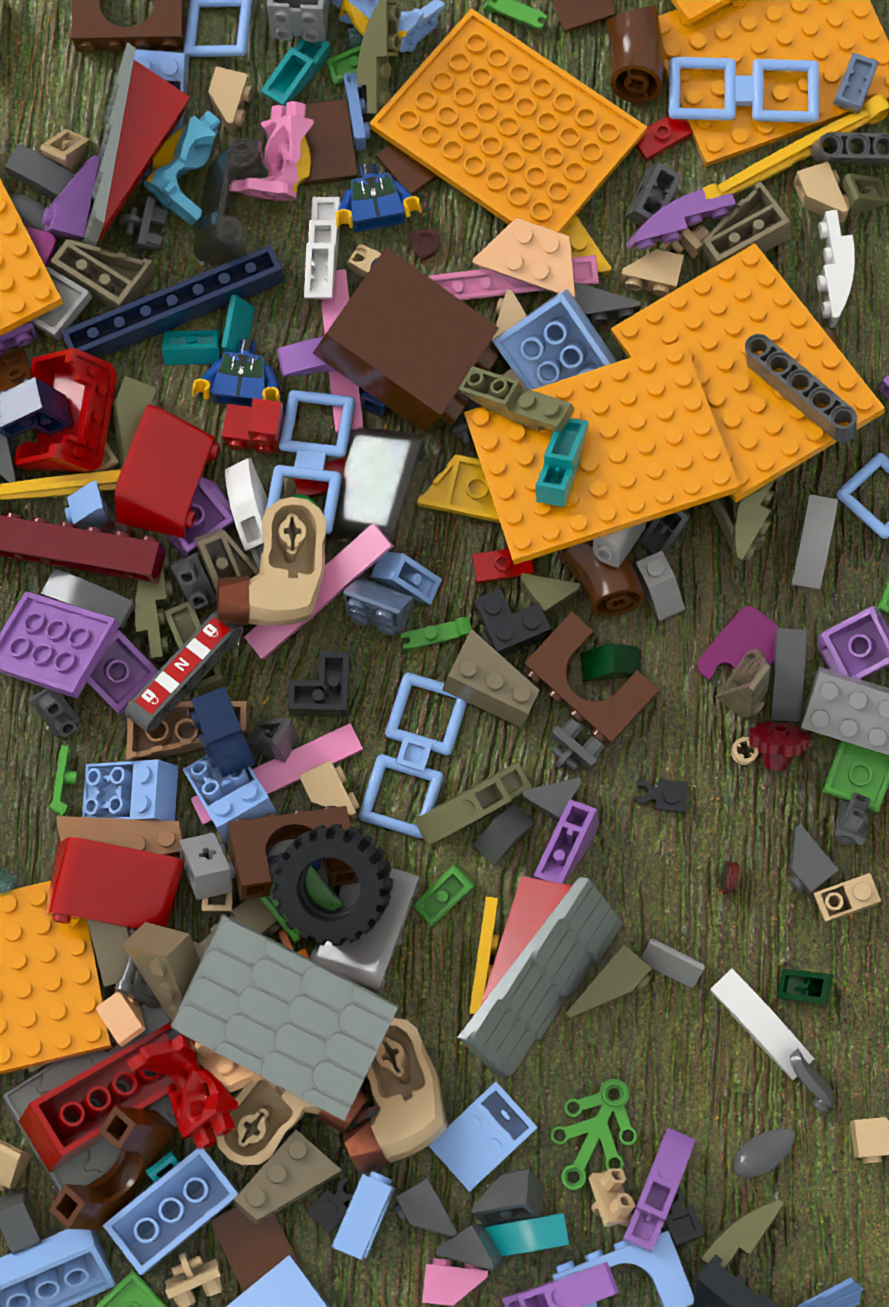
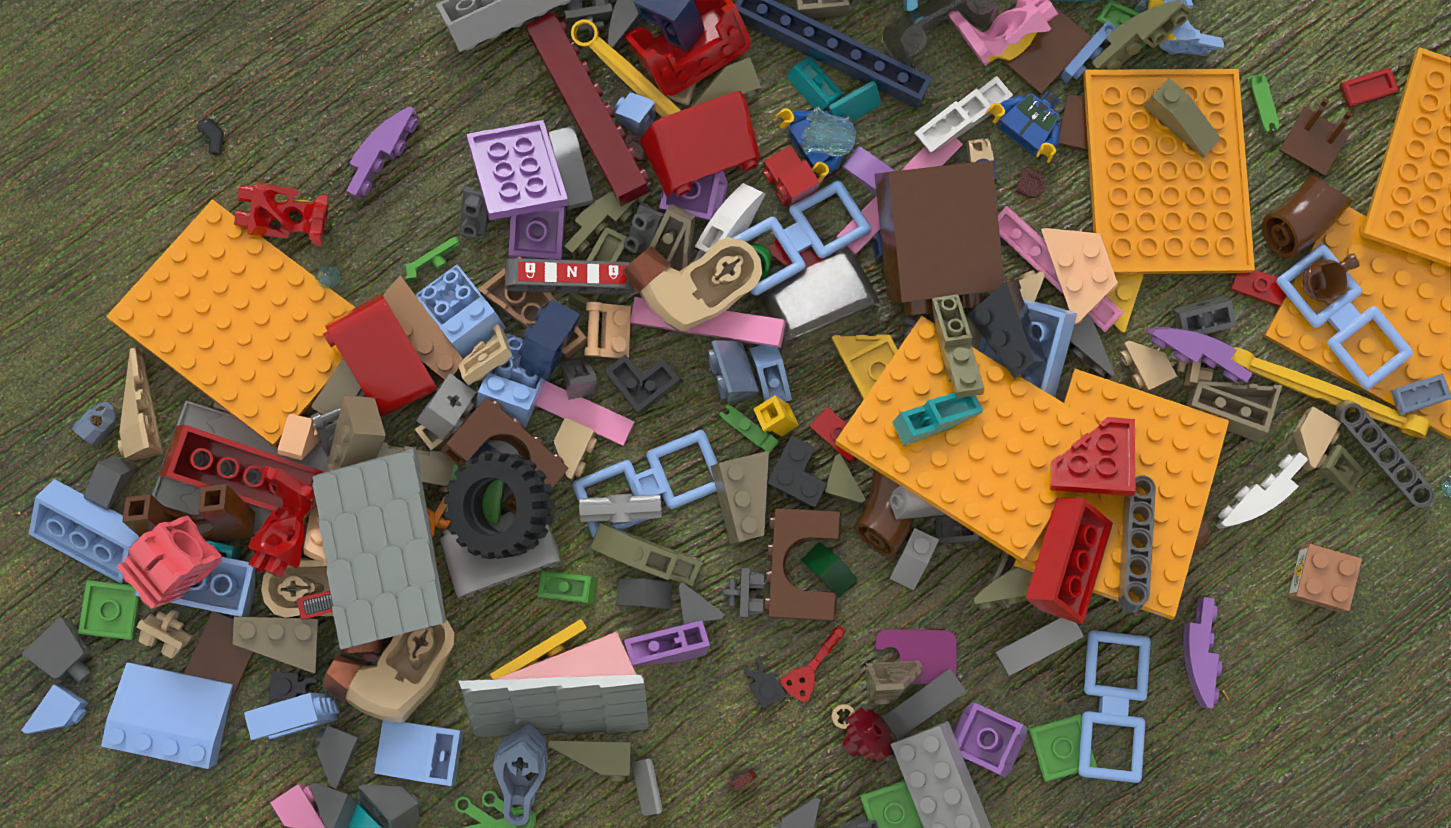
camera: 45 degrees right, 5 degrees up
(139, 1214) = (168, 561): none -> coral piece
(191, 798) = (486, 357): none -> tan wing
(247, 364) = (828, 134): none -> clear light blue piece
(258, 676) = (614, 333): none -> light nougat plate
(284, 1116) = (315, 605): none -> sticker
(416, 791) = (620, 508): none -> light grey piece
(446, 600) = (776, 416): none -> yellow brick
(474, 79) = (1183, 117): none -> olive slope
(536, 351) = (1008, 329): none -> black wedge
(586, 1069) = (513, 780): none -> sand blue piece
(682, 748) = (808, 671): none -> red piece
(702, 75) = (1328, 278): none -> reddish brown hair
(708, 363) = (1099, 461): none -> plate
(769, 450) = (1069, 559): none -> red slope

